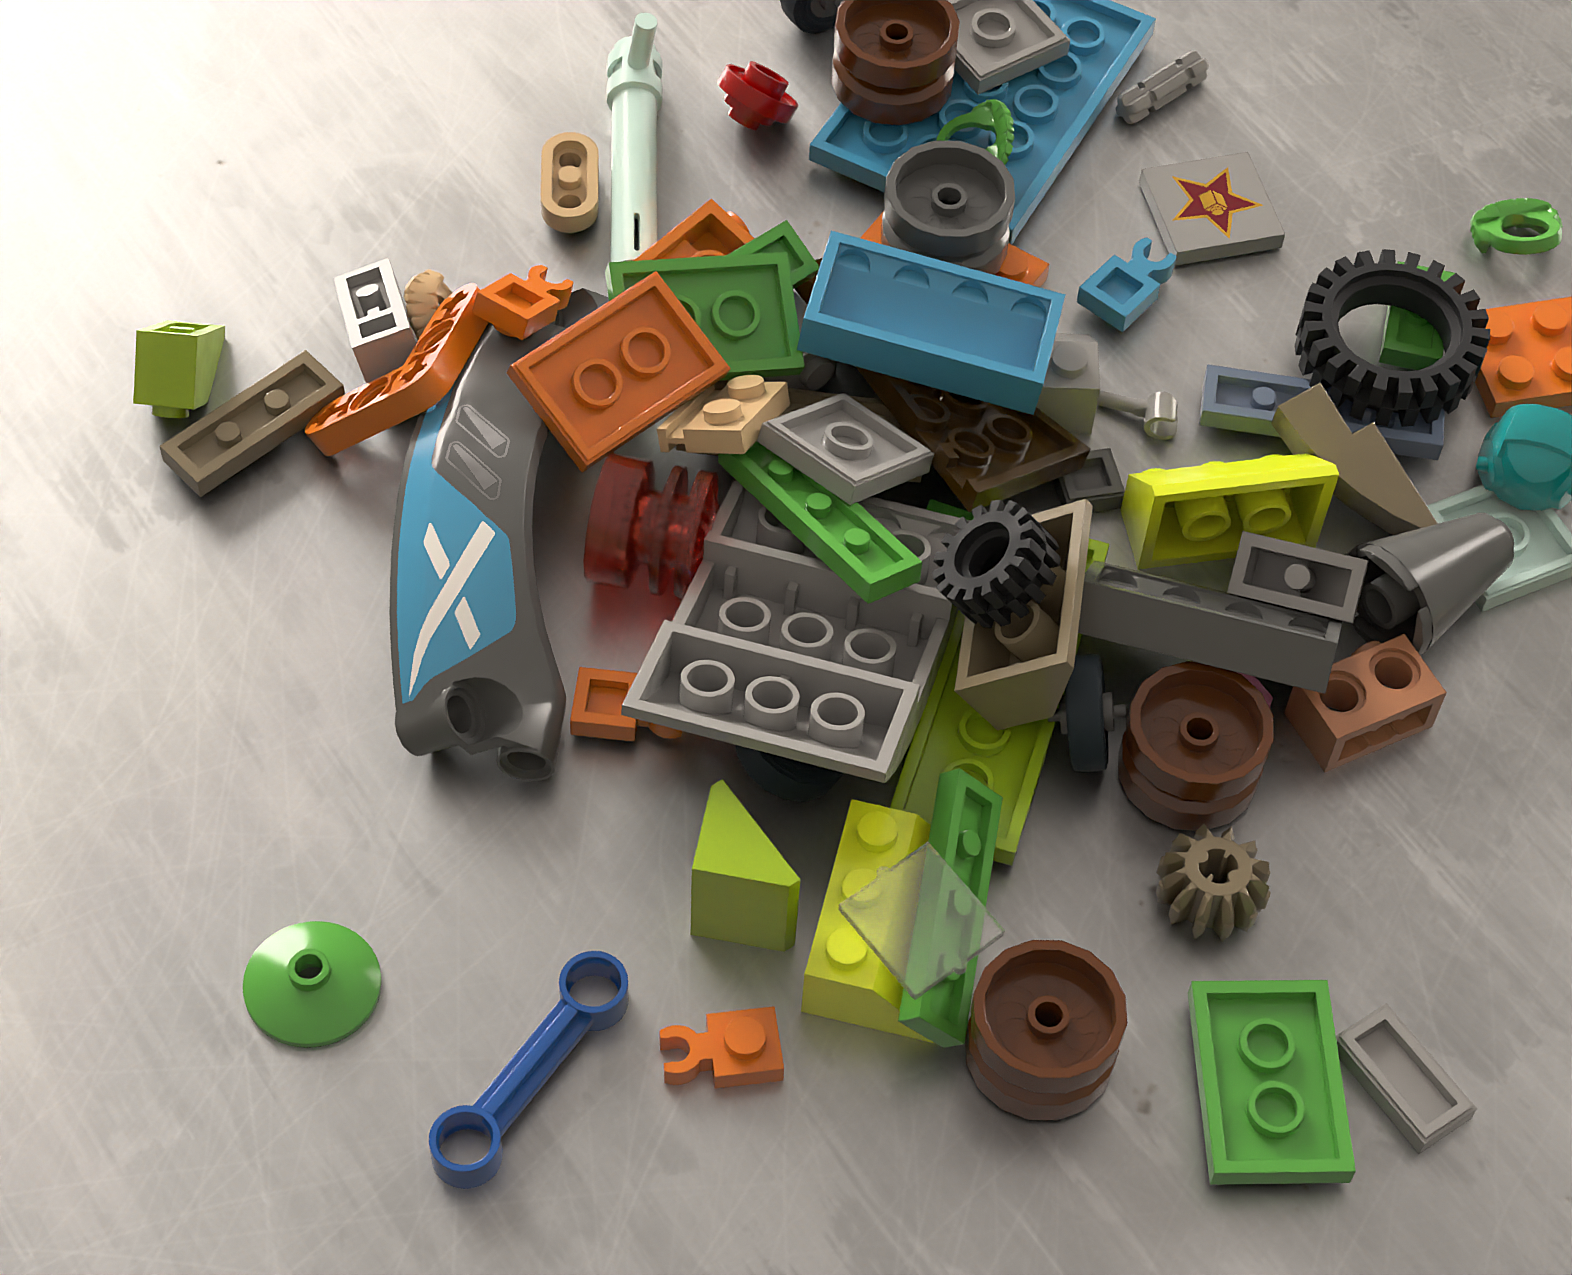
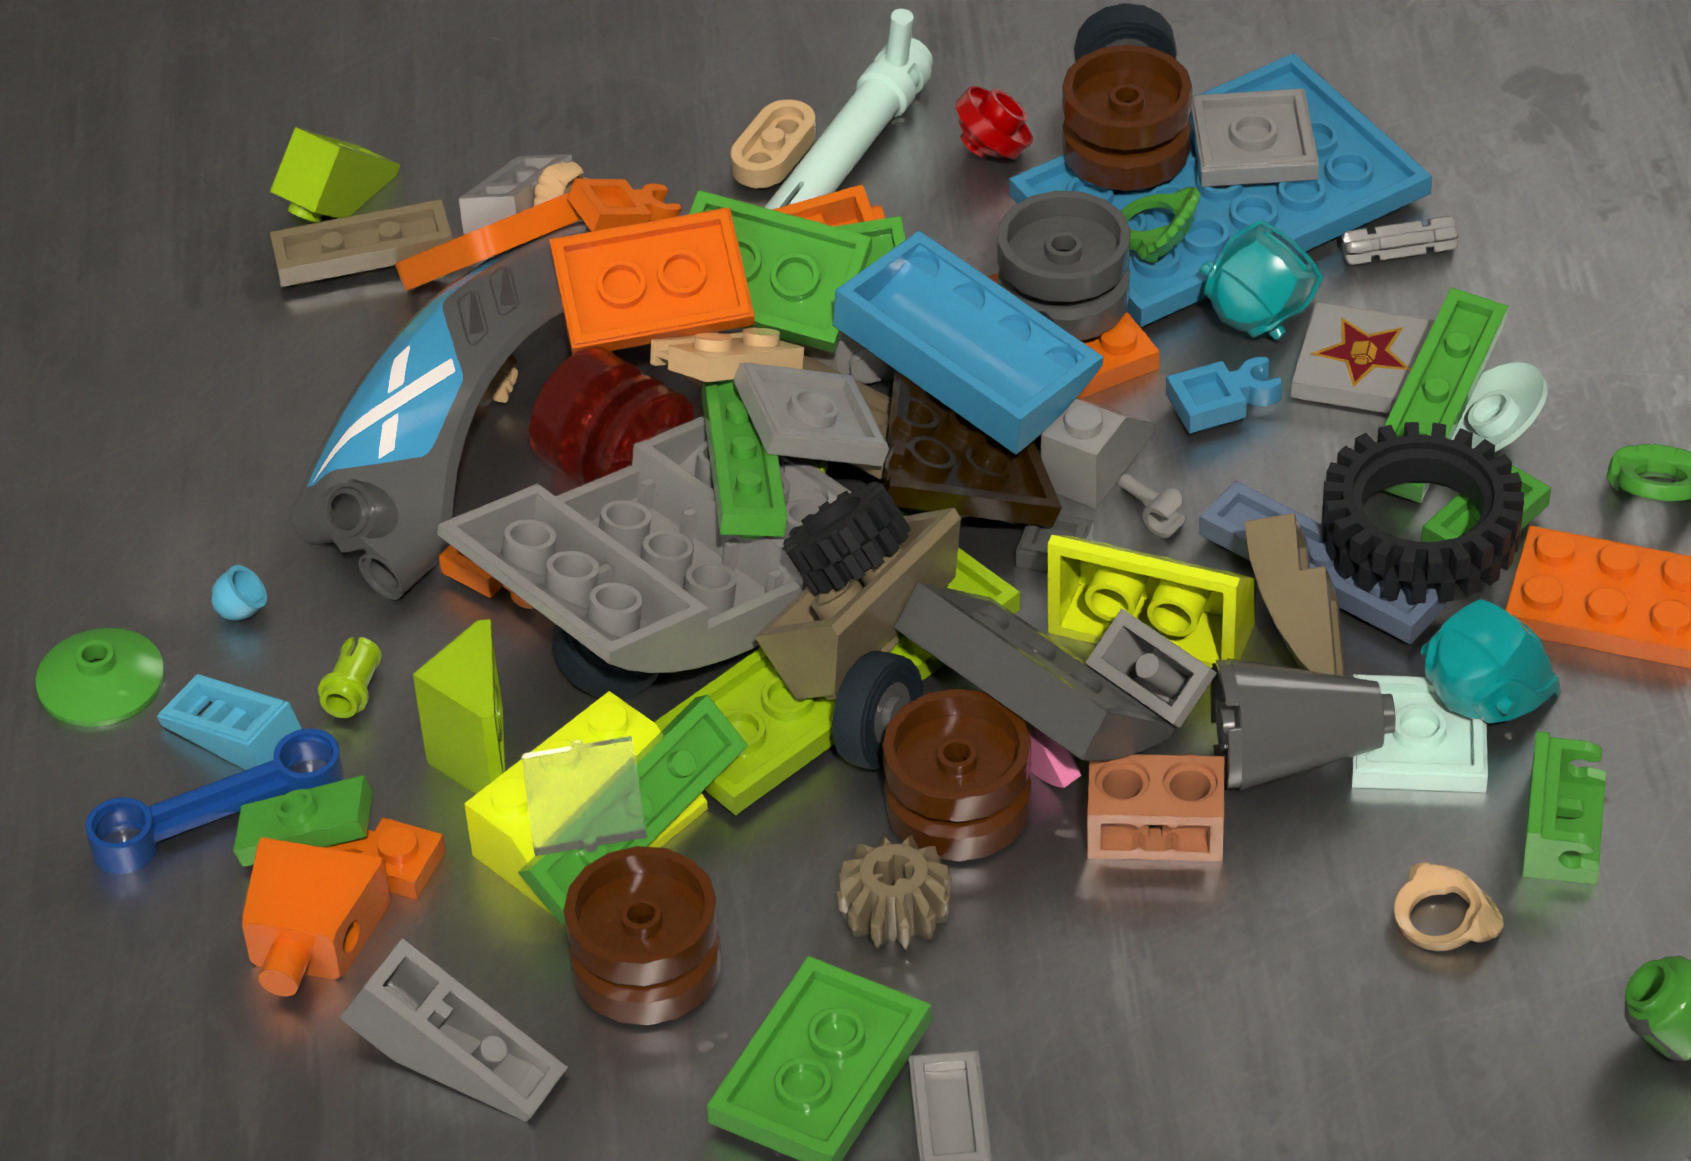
camera: 35 degrees right, 10 degrees down
(398, 840) = (238, 594): none -> medium azure hinge
(508, 1001) = (236, 727): none -> medium azure slope
(573, 895) = (345, 688): none -> lime pin
(639, 1054) = (309, 816): none -> bright green plate
(710, 1147) = (310, 911): none -> orange torso
(932, 1210) = (451, 1035): none -> light grey slope
(1094, 167) = (1261, 281): none -> teal helmet
(1303, 205) = (1447, 370): none -> bright green plate
(1352, 202) = (1504, 404): none -> light aqua dish

